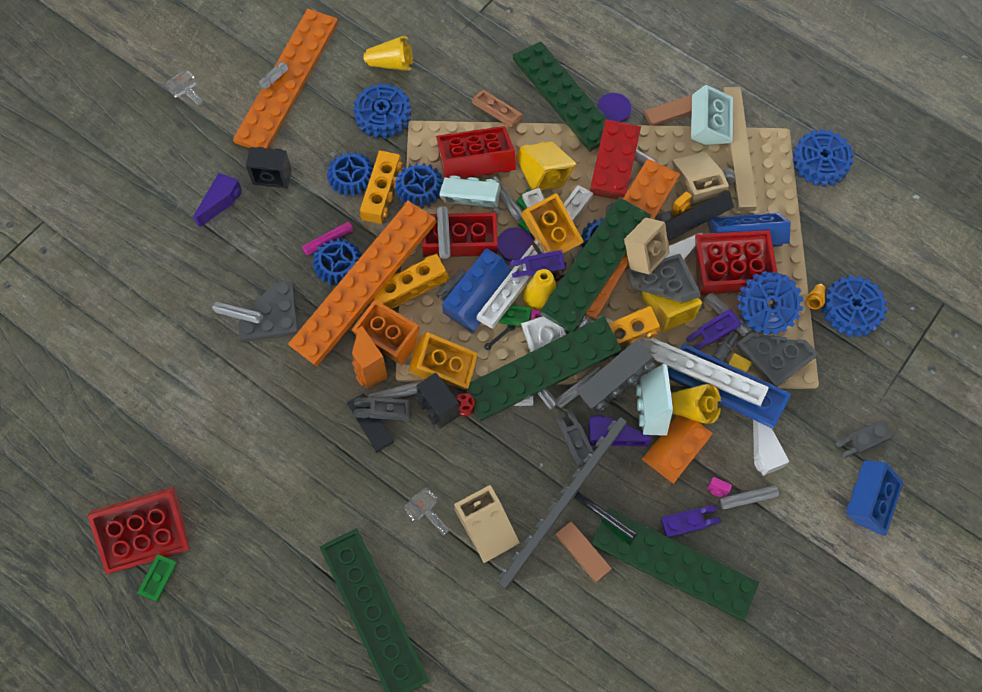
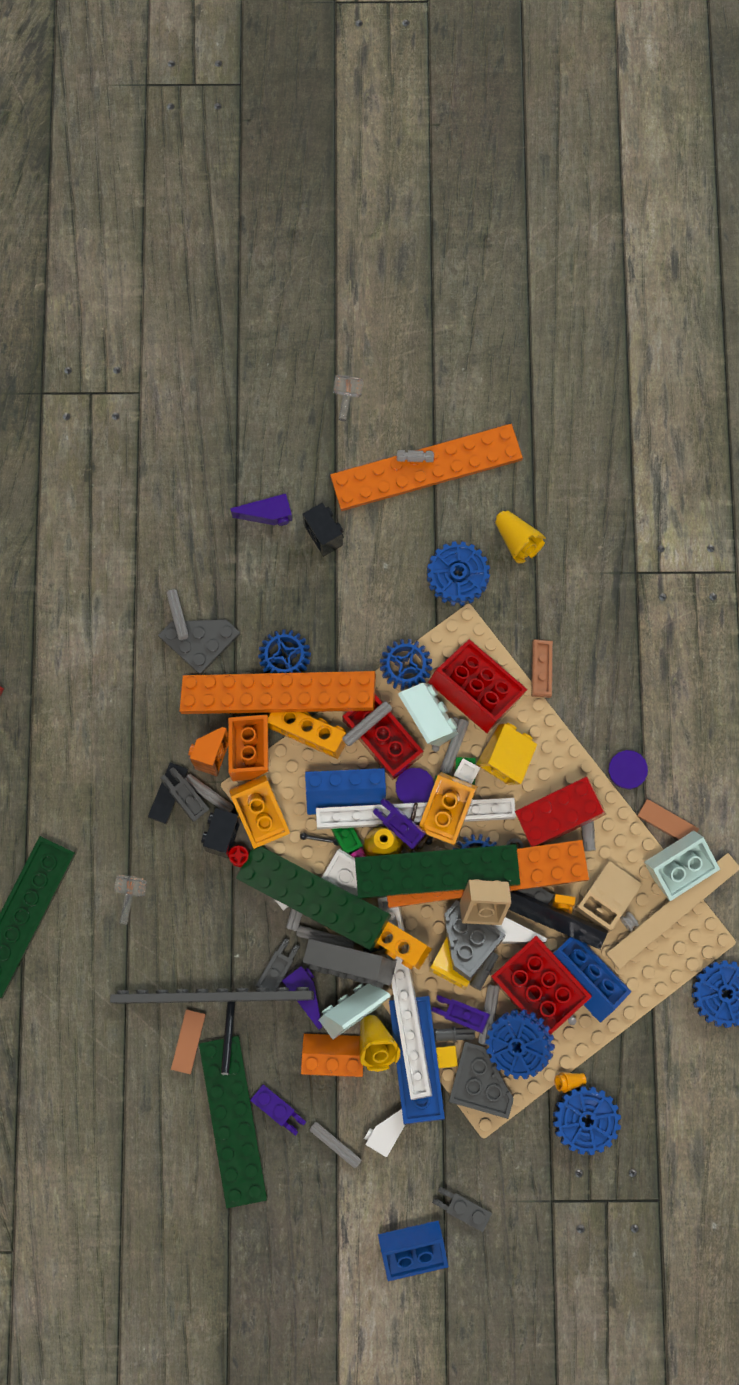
camera: 55 degrees right, 10 degrees up
(336, 233) = (301, 628): dark pink axle -> none
(339, 173) = (380, 593): blue gear -> none
(384, 163) = (405, 616): light orange brick -> none
(450, 285) = (333, 764): dark grey axle -> none
(486, 523) = (151, 949): tan slope -> none
(562, 94) = (604, 714): dark green plate -> none
(718, 487) = (322, 1114): dark pink plate -> none

